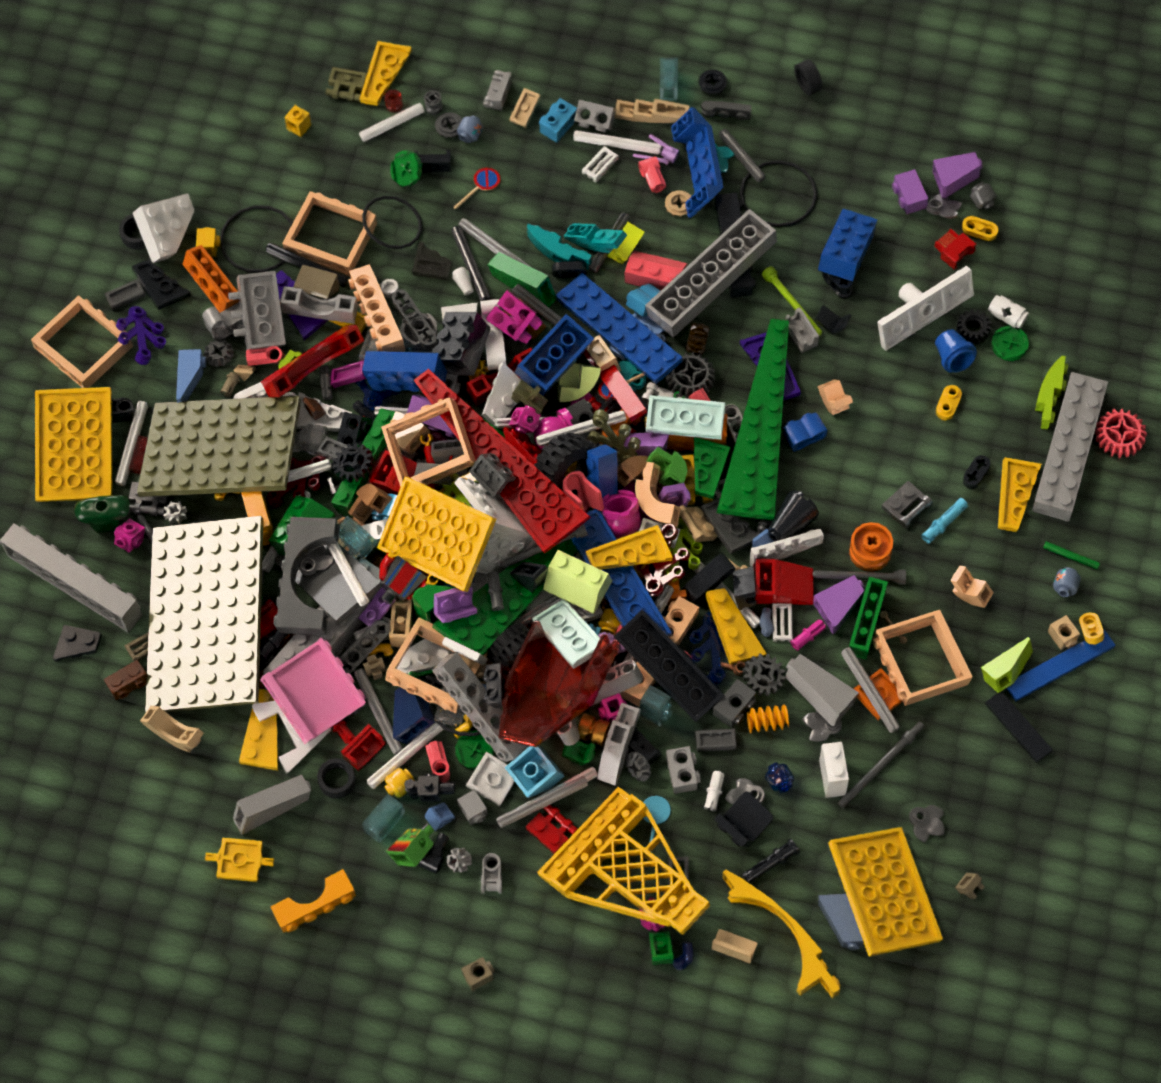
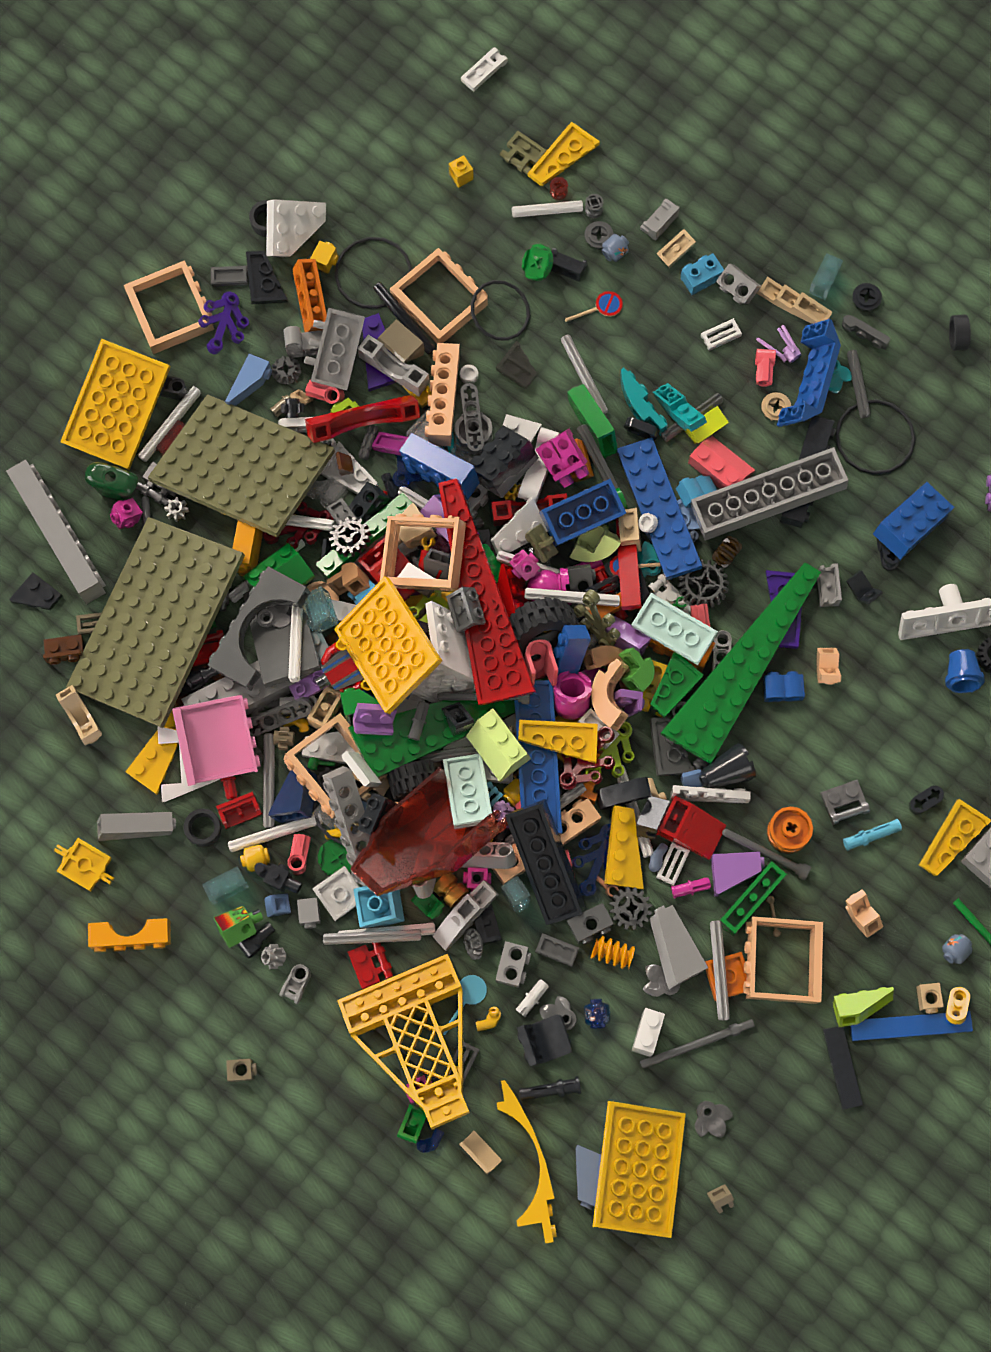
camera: 25 degrees right, 10 degrees up
(242, 379) = (292, 408): none -> black gear
(275, 29) = (484, 69): none -> white plate
(462, 279) = (539, 396): white cone -> none
(470, 263) = (553, 386): black axle -> none
(616, 342) = (648, 522): none -> white tile
(617, 142) = (746, 319): white axle -> none
(687, 827) = (491, 1020): none -> yellow arm
(697, 524) = (639, 734): tan plate -> none
(770, 275) = (827, 517): lime piece -> none
(949, 401) = (935, 718): yellow plate -> none

